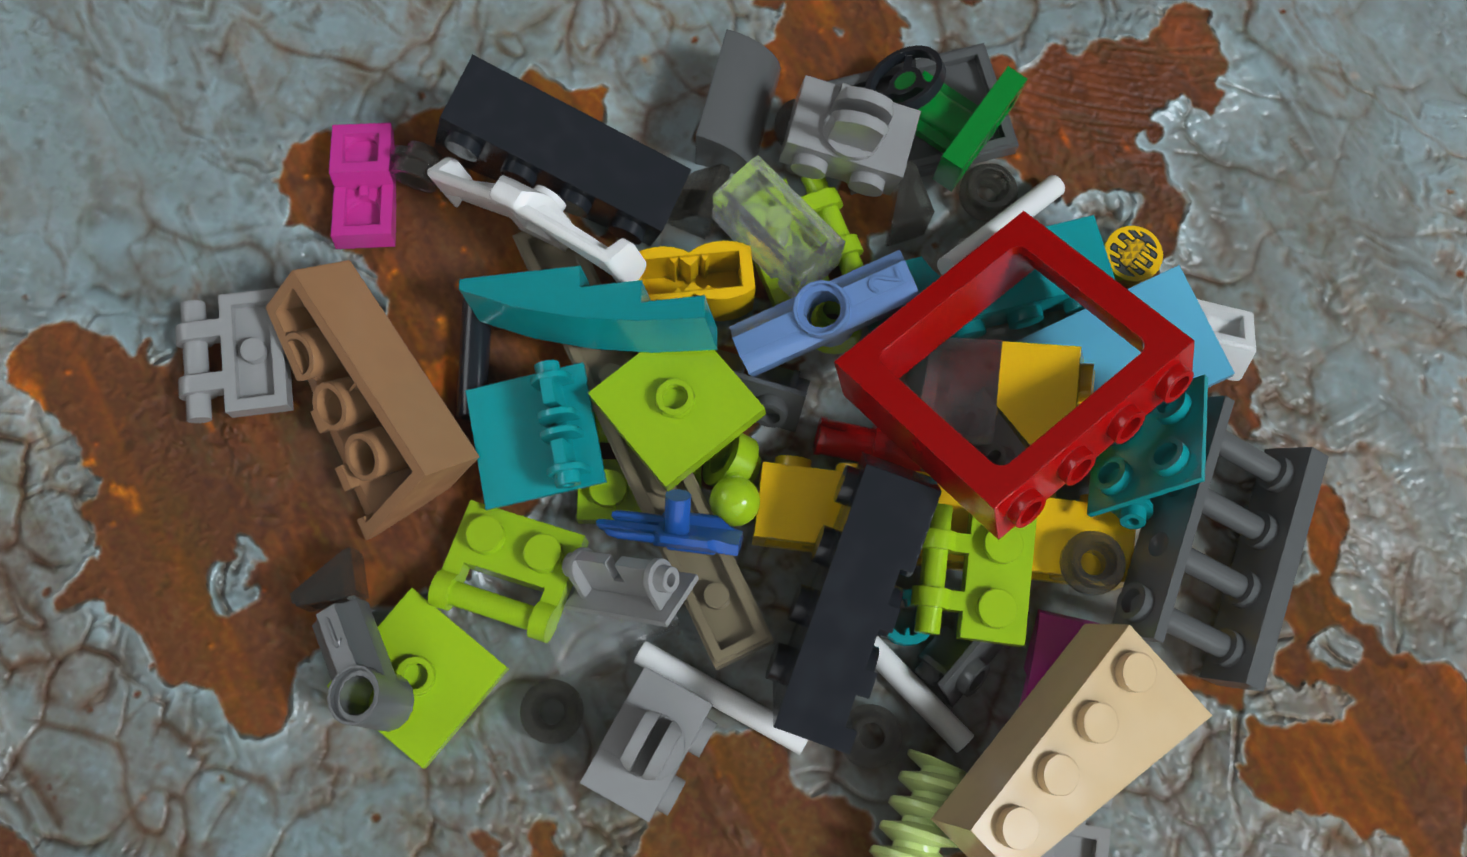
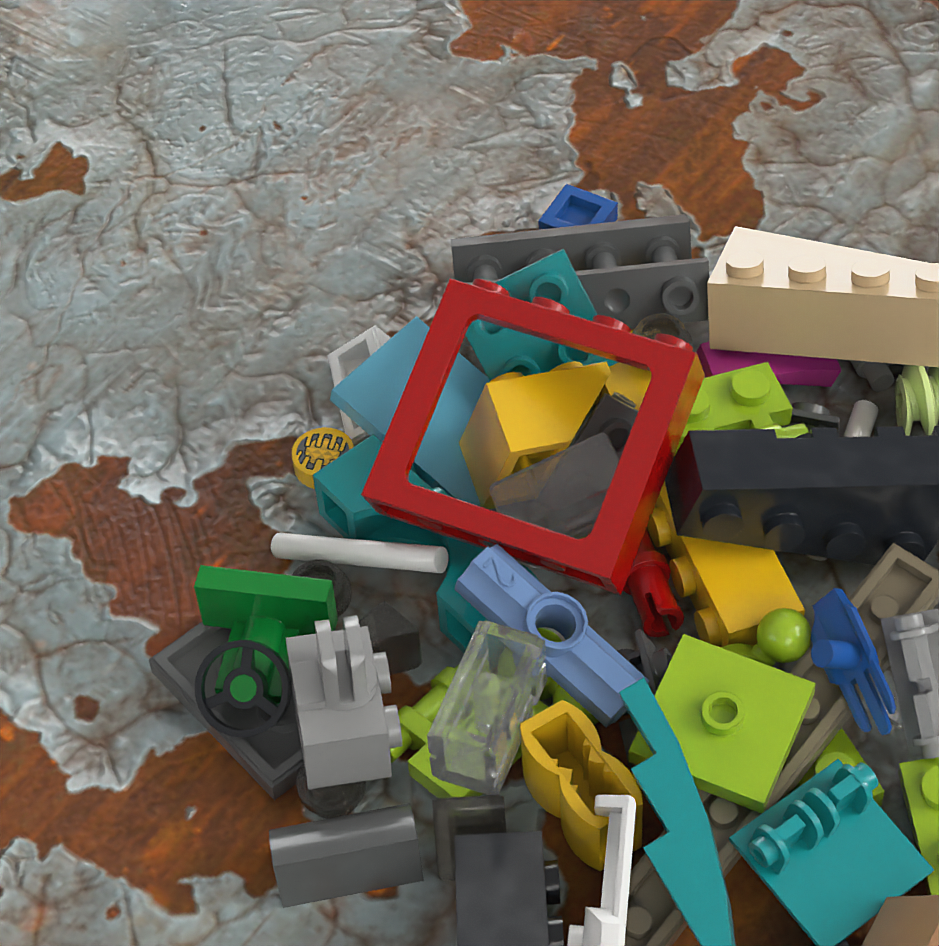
camera: 105 degrees left, 25 degrees down
(1320, 603) = (577, 208): none -> blue plate

